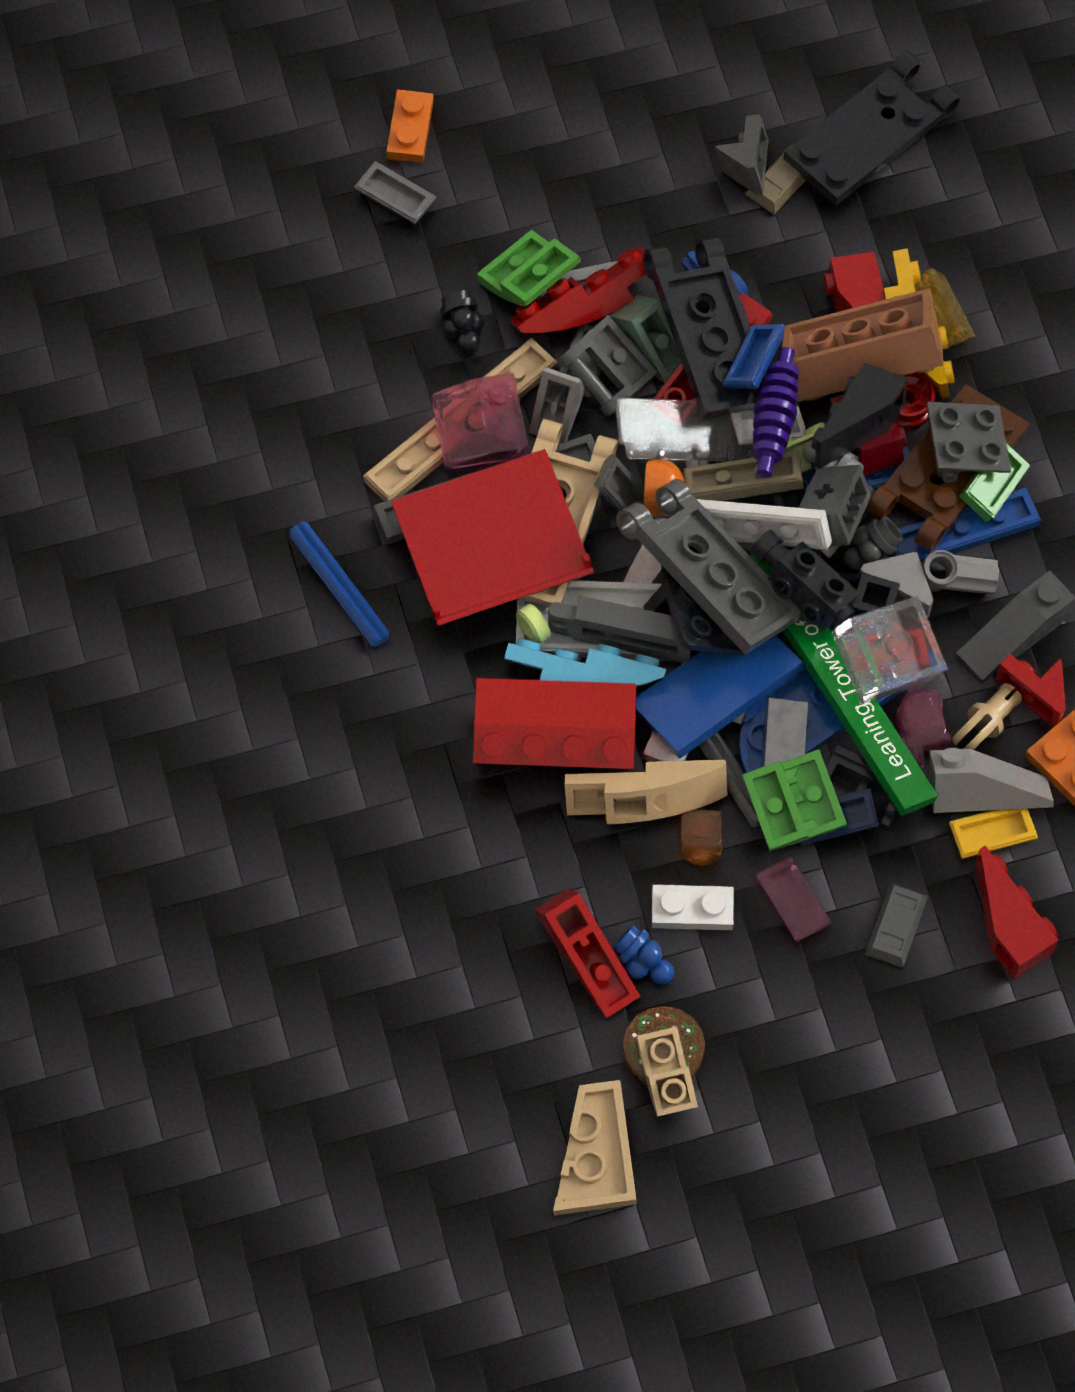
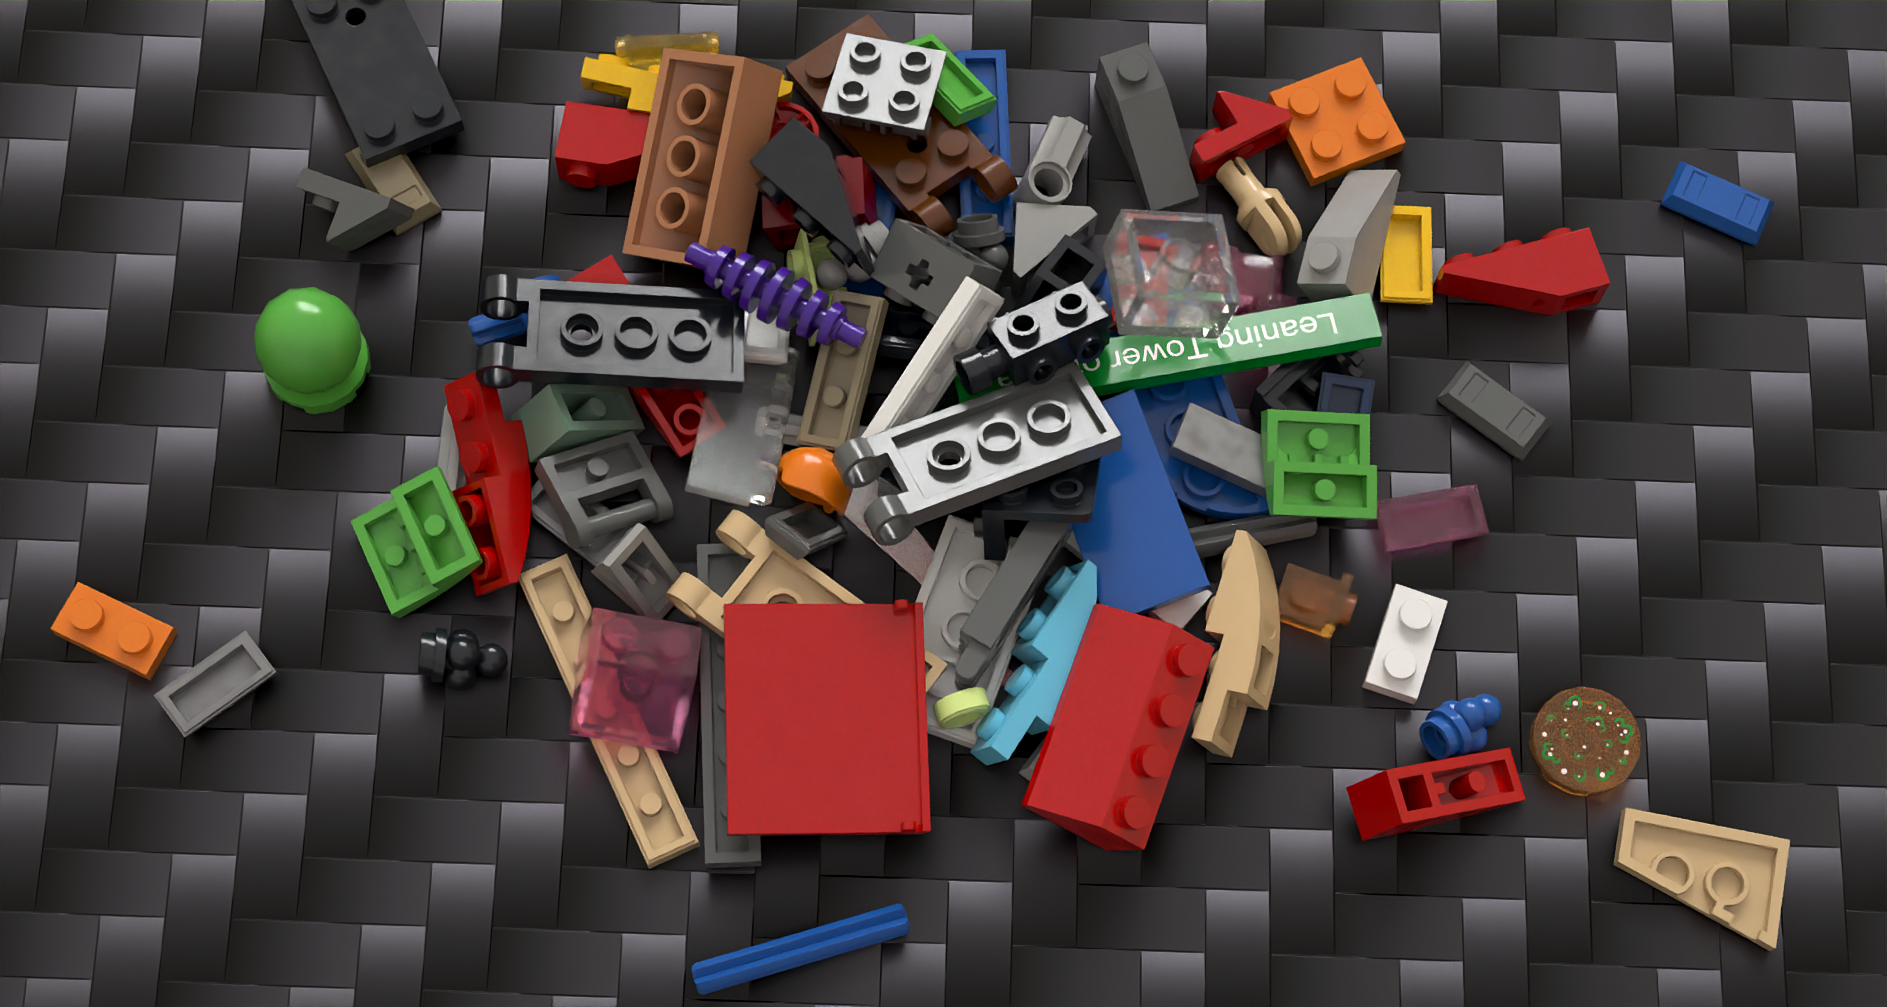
camera: 75 degrees left, 5 degrees up
(637, 165) = (311, 350): none -> bright green tile
(666, 1071) = (1631, 747): tan slope -> none
(754, 356) = (687, 292): blue tile -> none

